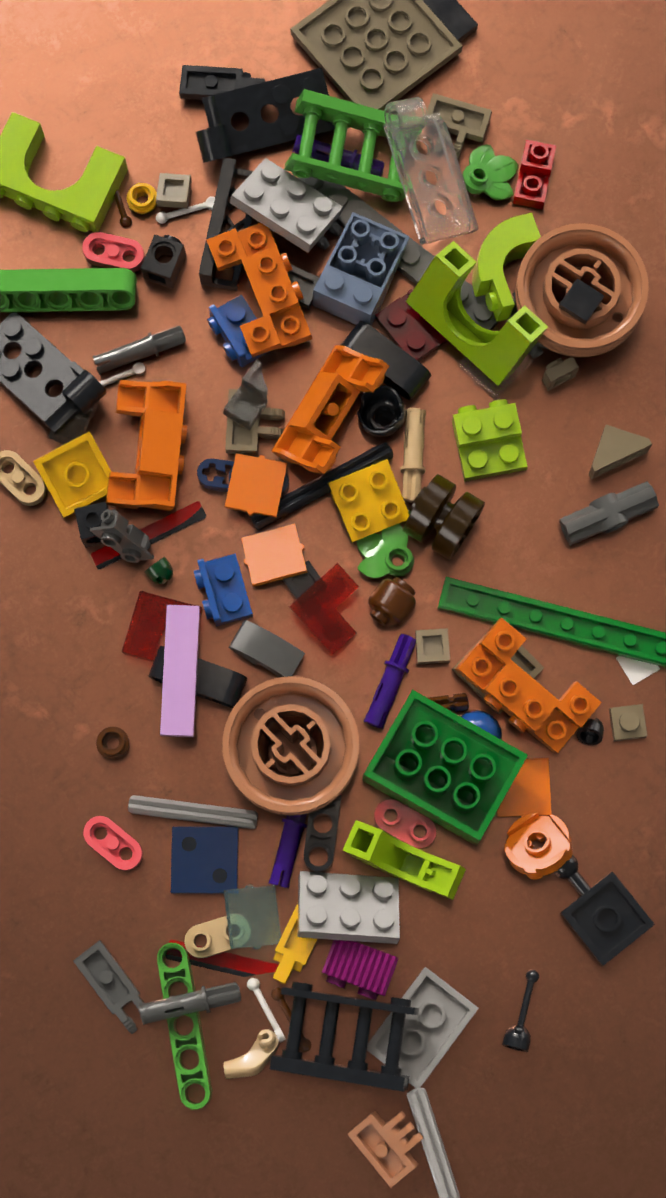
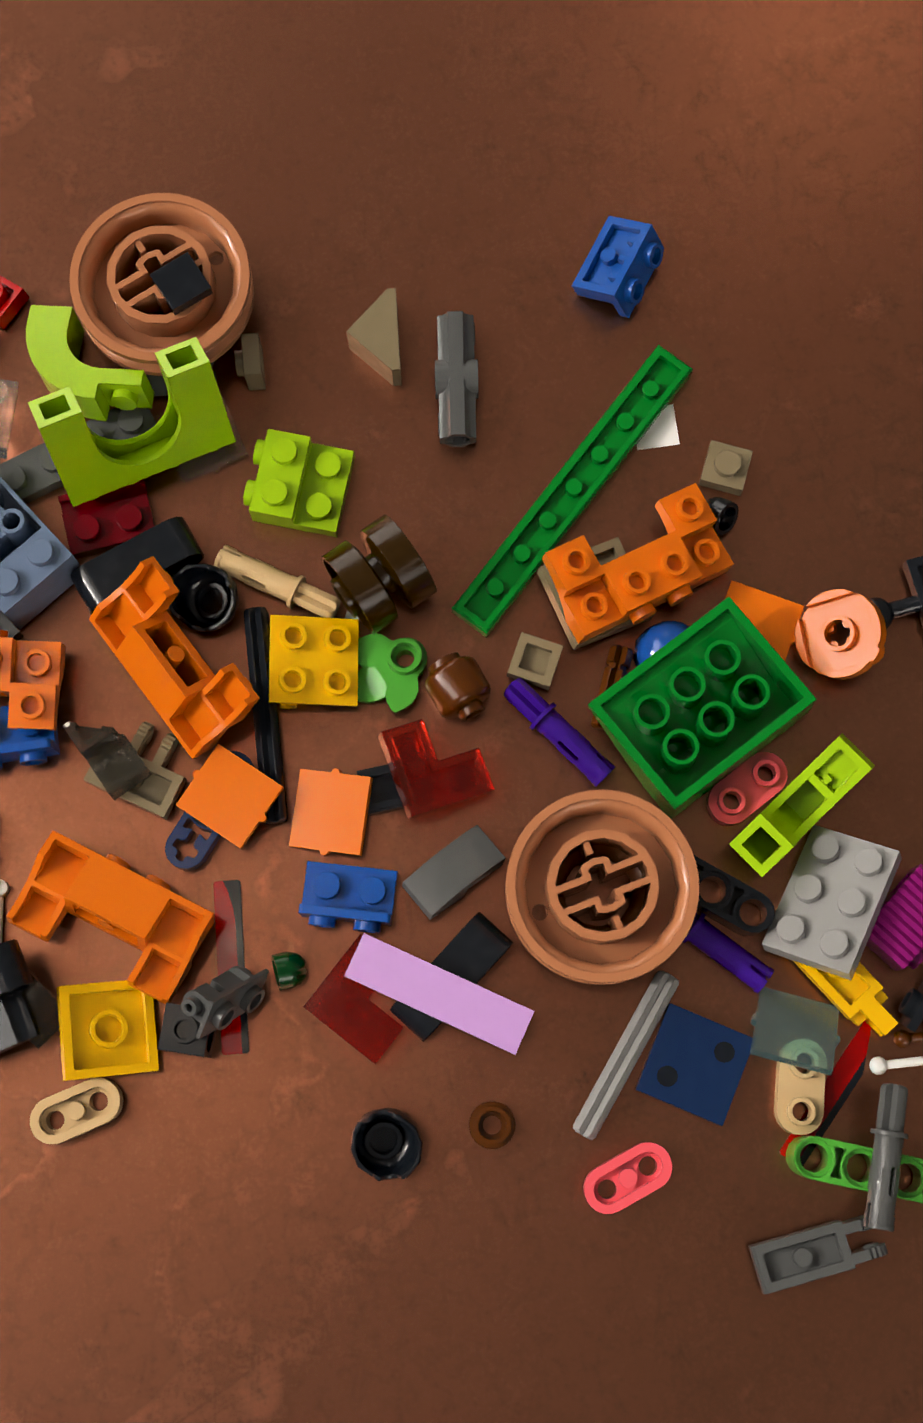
camera: 70 degrees left, 0 degrees up
(73, 679) = (386, 1144): none -> black hair

